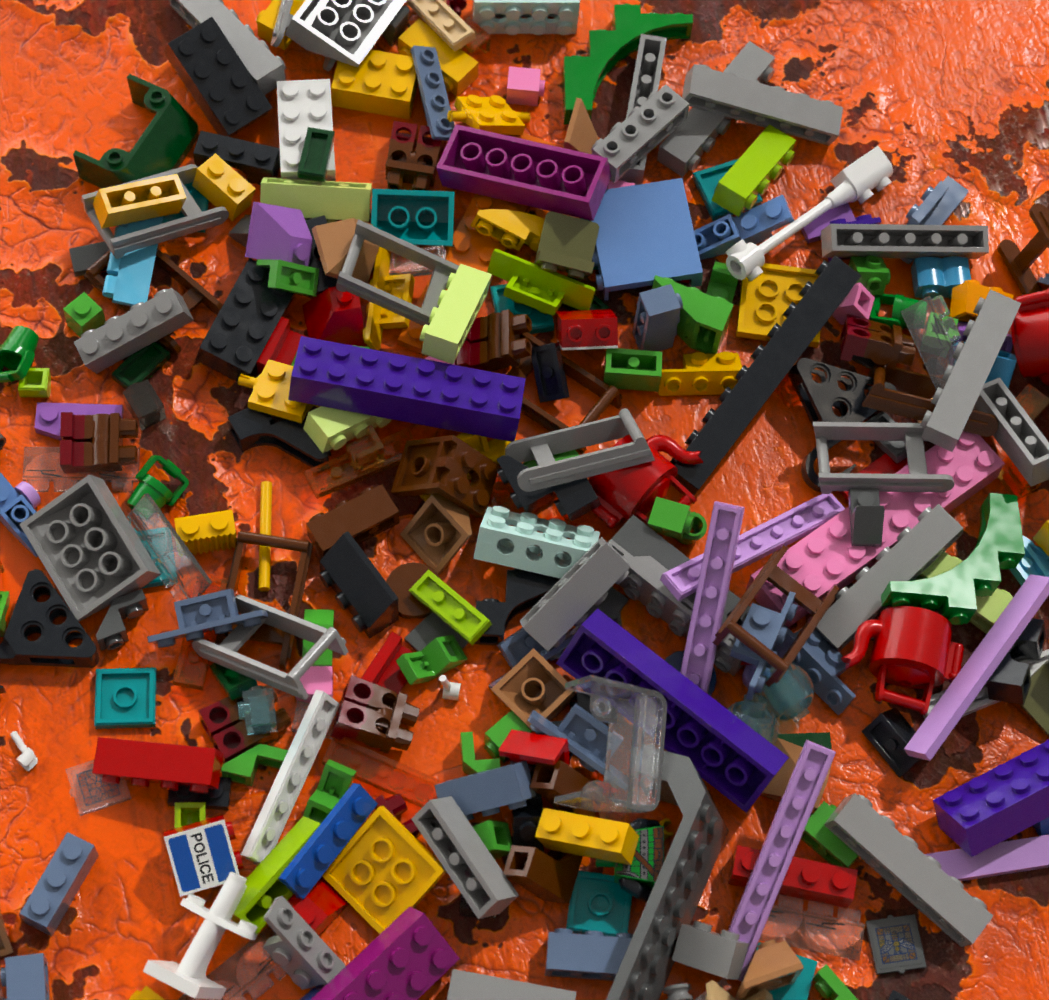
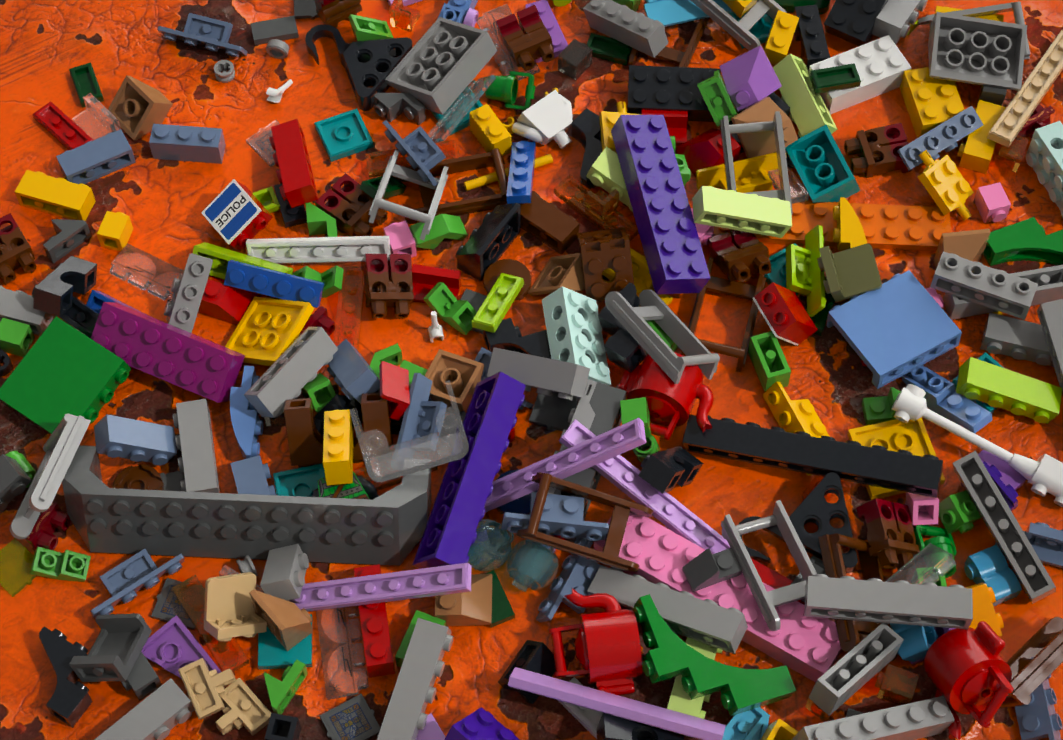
camera: 75 degrees right, 5 degrees down
(191, 972) = (142, 236): white piece -> none
(218, 466) = (545, 120): none -> white torso
(258, 710) = (355, 204): clear light blue brick -> none
(285, 518) = (521, 172): none -> blue plate
(492, 940) = (245, 417): none -> medium blue slope
(524, 172) = (899, 219): magenta brick -> none
(549, 372) = (734, 304): black plate -> none
(657, 318) = (817, 356): sand blue brick -> none
(703, 316) = (841, 393): bright green slope -> none
(755, 517) = (670, 468): none -> black arch

